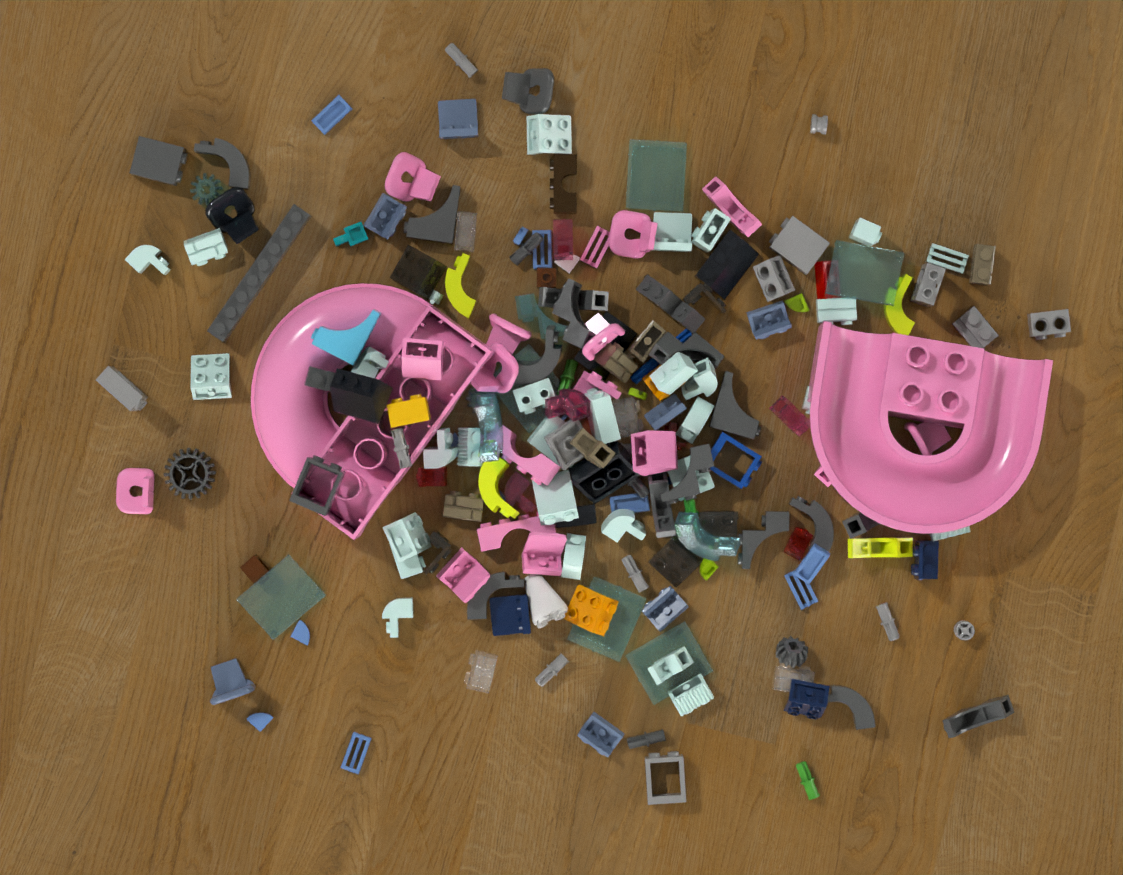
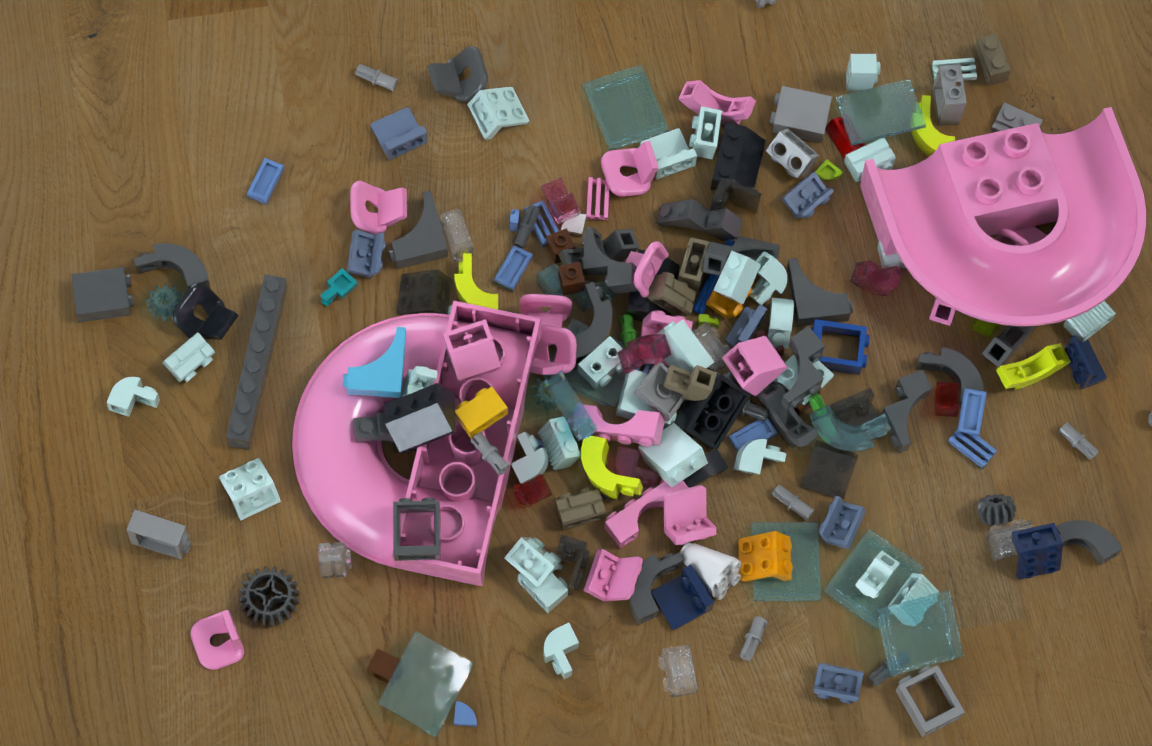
camera: 30 degrees left, 20 degrees down
(250, 468) = (334, 560): none -> clear brick
(500, 278) = (513, 268): none -> medium blue tile
(538, 316) = (571, 278): none -> reddish brown brick
(563, 166) = (542, 166): dark brown arch -> none
(573, 556) = (721, 510): light aqua brick -> none
(681, 725) = (919, 633): none -> clear light blue piece
(707, 568) = (866, 464): lime tile -> none
(807, 780) = (1079, 638): bright green axle -> none
(1048, 319) = (1083, 84): light grey brick -> none

